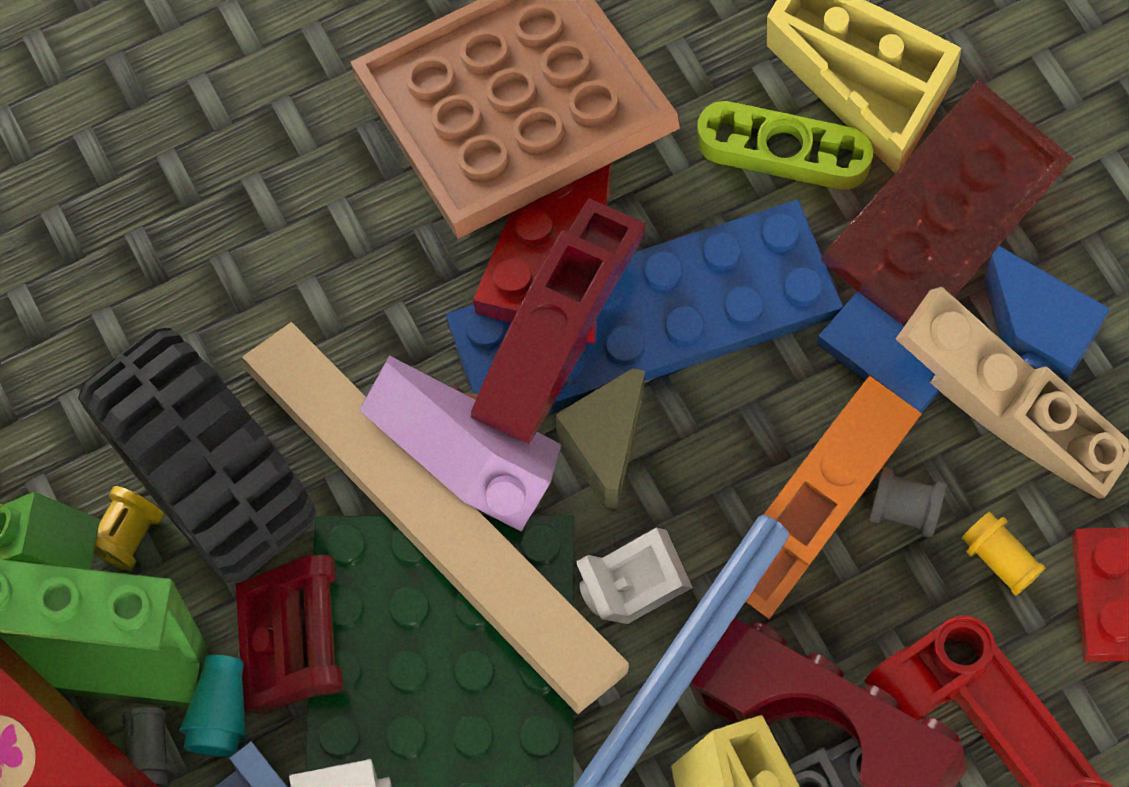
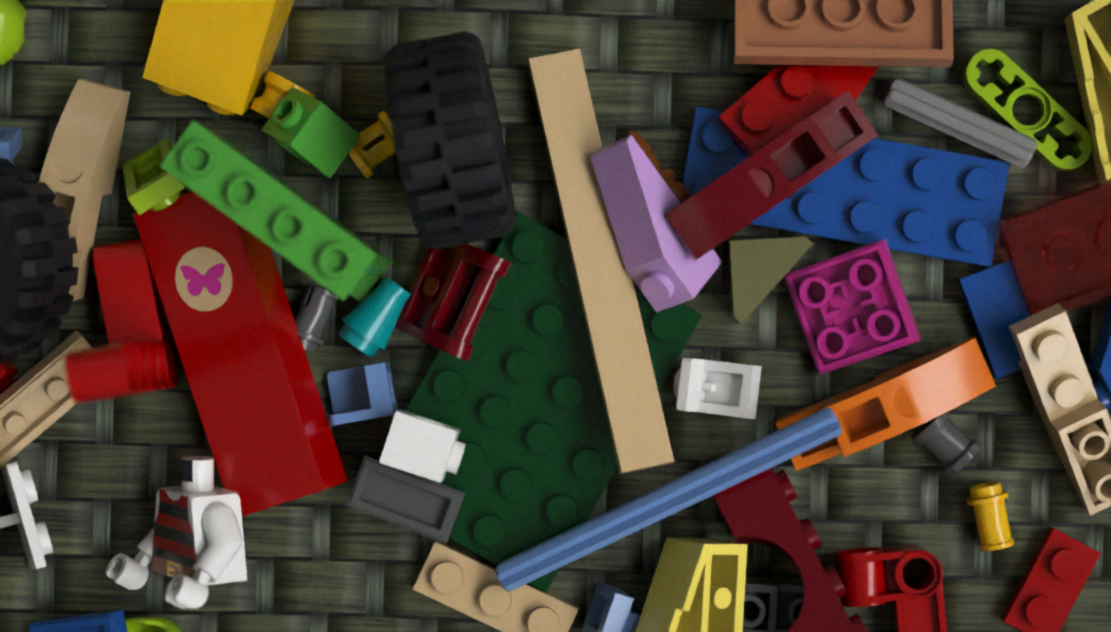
camera: 25 degrees right, 20 degrees up
(725, 188) = (960, 123): none -> light grey axle
(725, 421) = (852, 307): none -> dark pink tile

